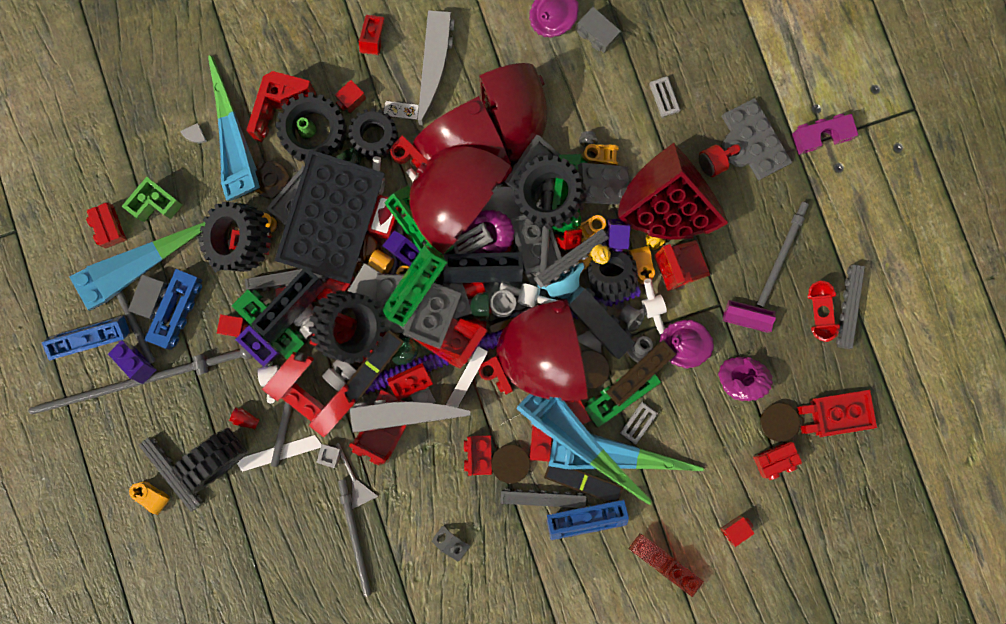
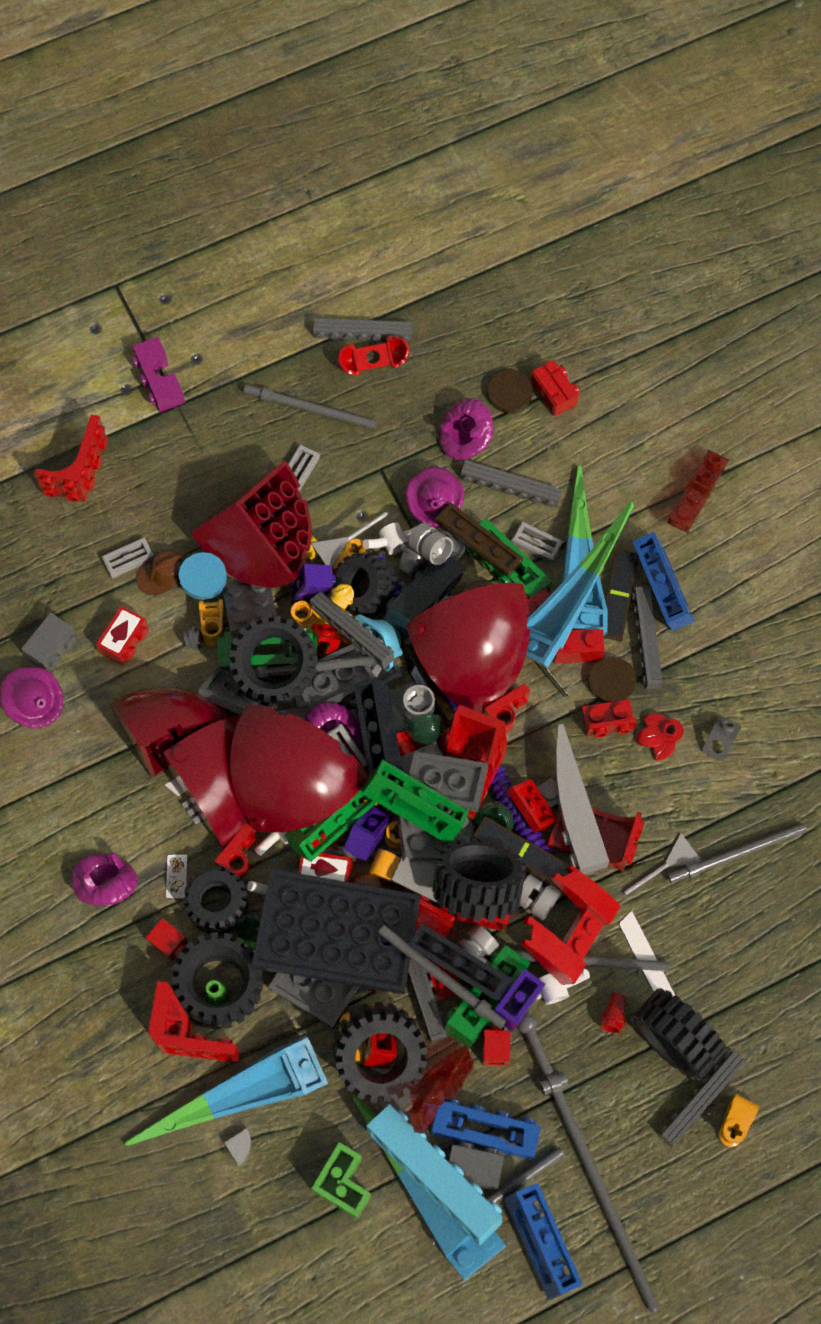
camera: 95 degrees left, 15 degrees down
(105, 225) = (383, 1246): red brick -> none
(132, 362) = (566, 1170): dark purple brick -> none
(139, 264) = (435, 1175): none -> medium azure brick
(208, 280) = (437, 1084): none -> clear red slope
(252, 315) = (481, 1008): none -> dark grey bar
(271, 178) = (287, 1026): dark brown tile -> none
(329, 455) = (642, 897): light grey plate -> none
(371, 35) = (81, 923): red plate -> none
(401, 54) = (103, 879): none -> magenta piece
(435, 59) = (90, 837): light grey slope -> none
(458, 491) = (656, 735): none -> red plate
(467, 377) = (531, 749): white sticker -> none
(527, 295) = (403, 677): white piece -> none
(596, 85) = (122, 636): none -> brick
(637, 149) = (202, 576): none -> dark azure piece
(639, 332) = (430, 543): none -> light grey wheel
(647, 252) = (331, 549): none -> light grey piece
(648, 123) = (160, 573): none -> reddish brown piece
(681, 264) = (341, 511): red bracket -> none
(692, 409) = (511, 484): none -> dark grey piece
(719, 242) = (316, 456): none -> light grey tile
(738, 64) = (79, 477): none -> red bracket
(738, 530) = (643, 420): red brick -> none
(748, 143) = (180, 457): dark grey plate -> none
(749, 316) = (390, 434): magenta piece -> none
(840, 414) = (490, 330): red tile -> none

